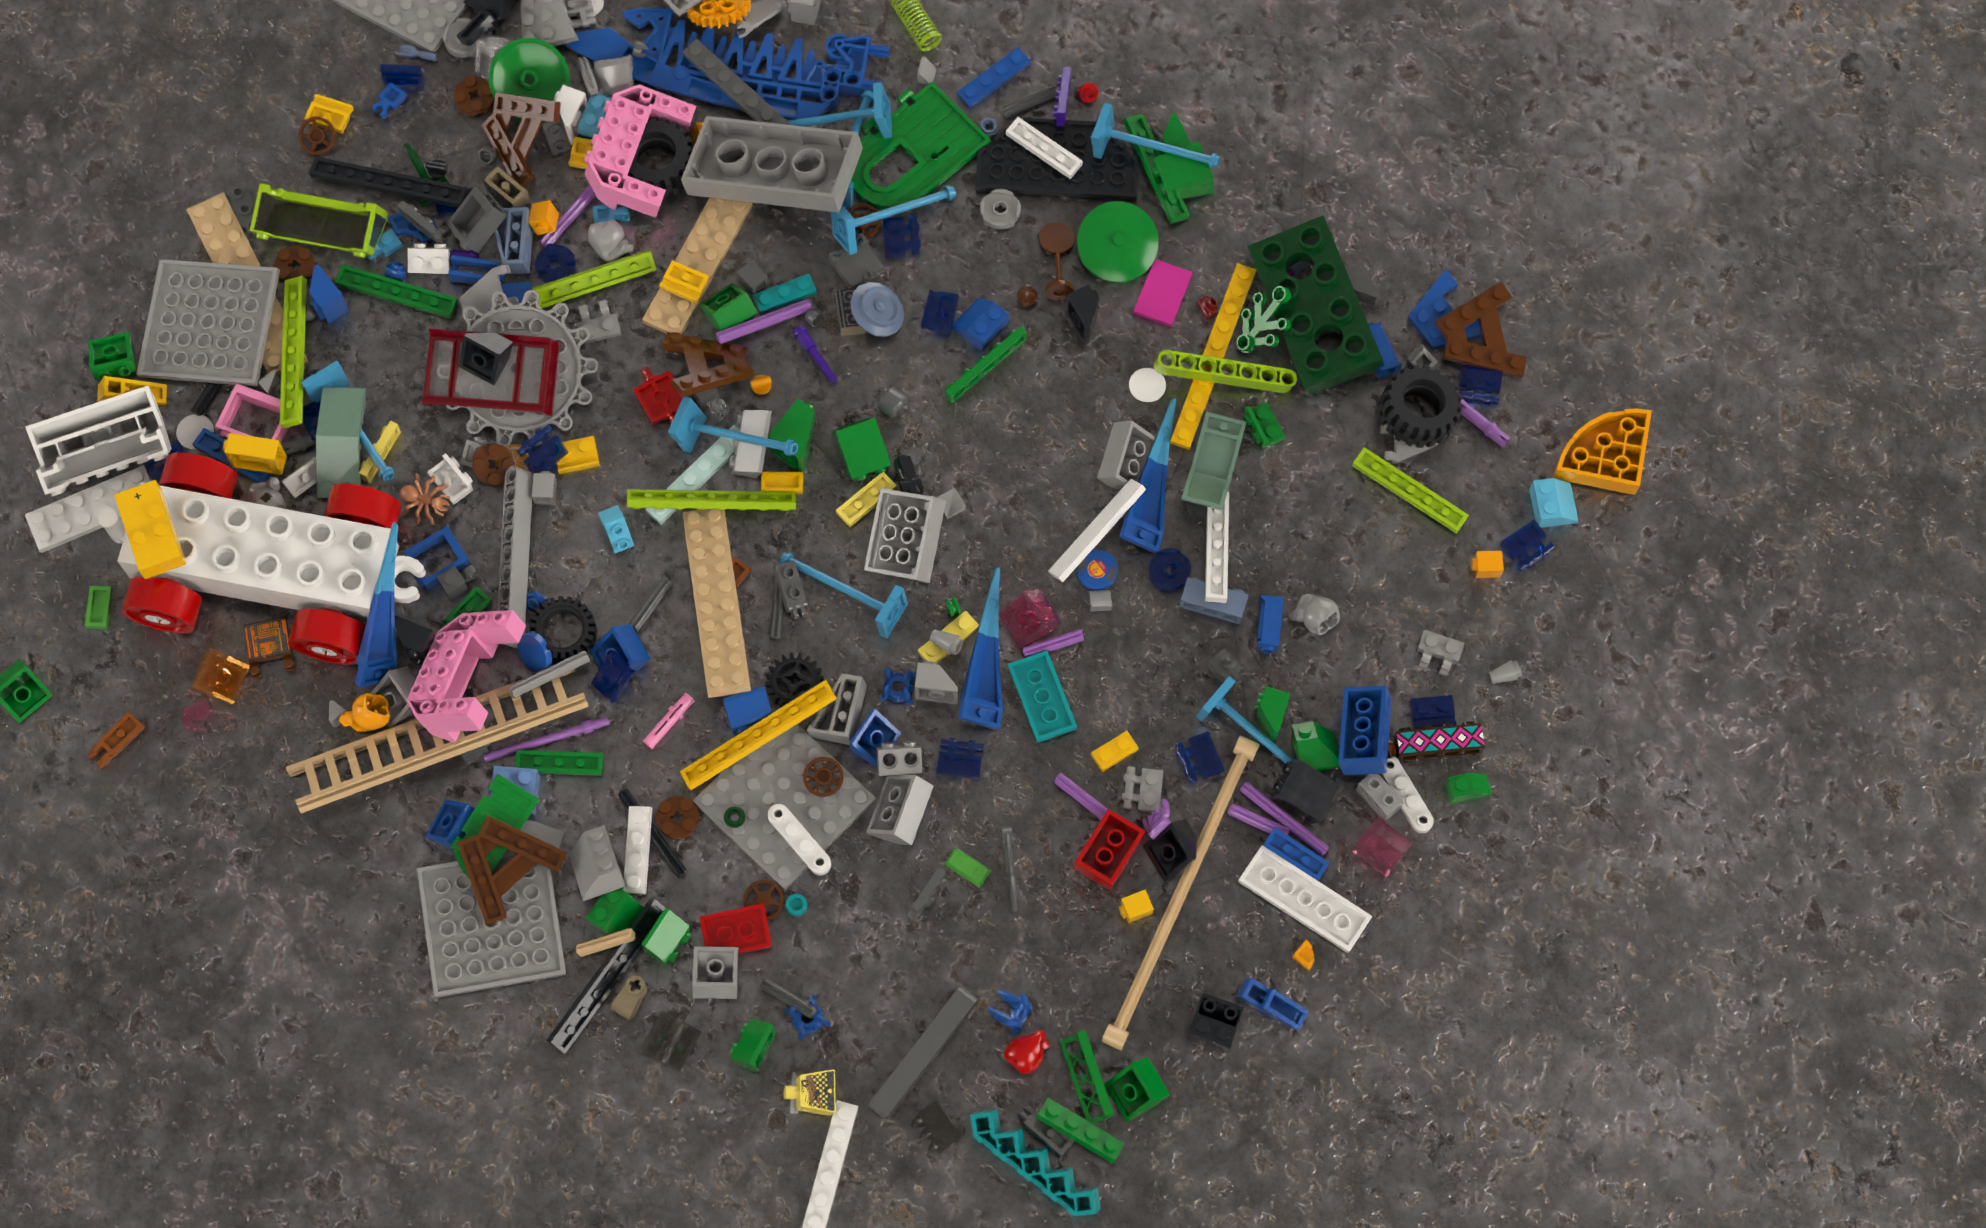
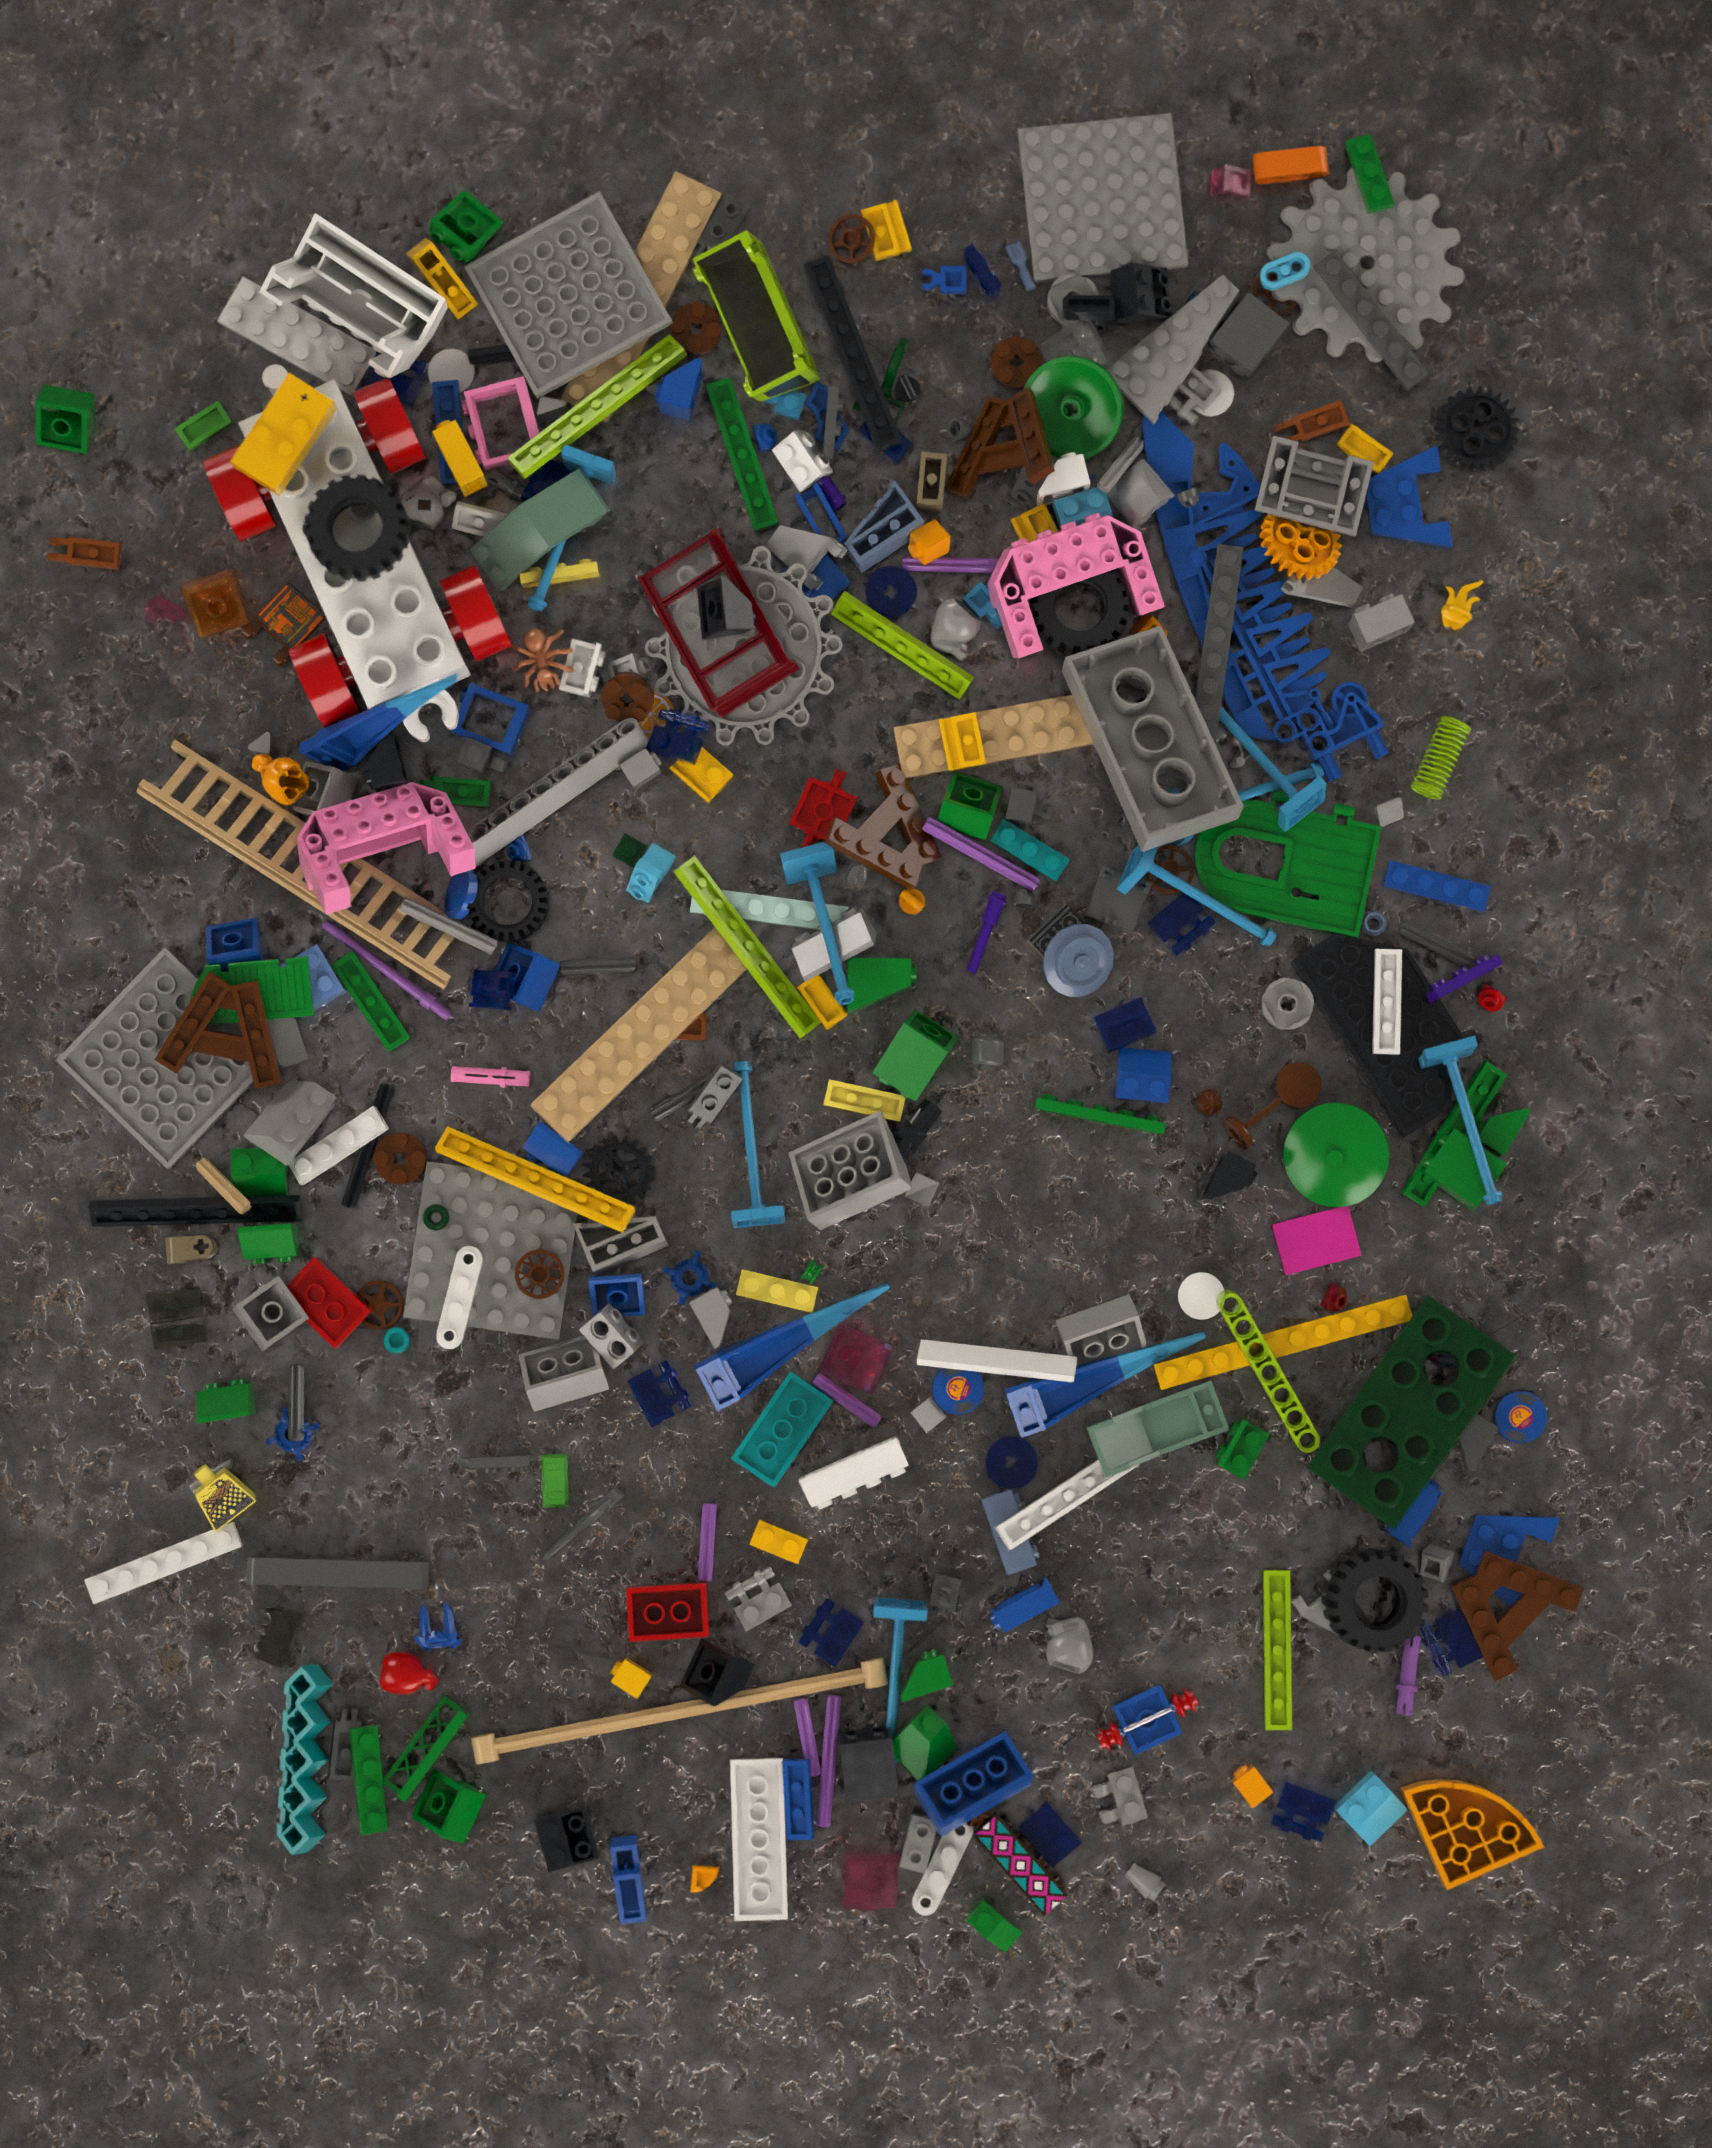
camera: 55 degrees right, 15 degrees up
(230, 505) = (335, 500): none -> black tyre
(486, 225) = (883, 496): dark grey window -> none
(591, 533) = (629, 850): none -> dark green plate
(601, 327) = (854, 690): light grey plate -> none
(946, 641) = (766, 1295): light grey cone -> none
(1103, 666) = (854, 1471): none -> white slope
(1158, 820) = (729, 1638): medium lavender piece -> none
(1261, 321) = (1352, 1370): green plant -> none
(1364, 248) = (1520, 1416): none -> blue tile
(1399, 599) = (1147, 1719): none -> blue plate

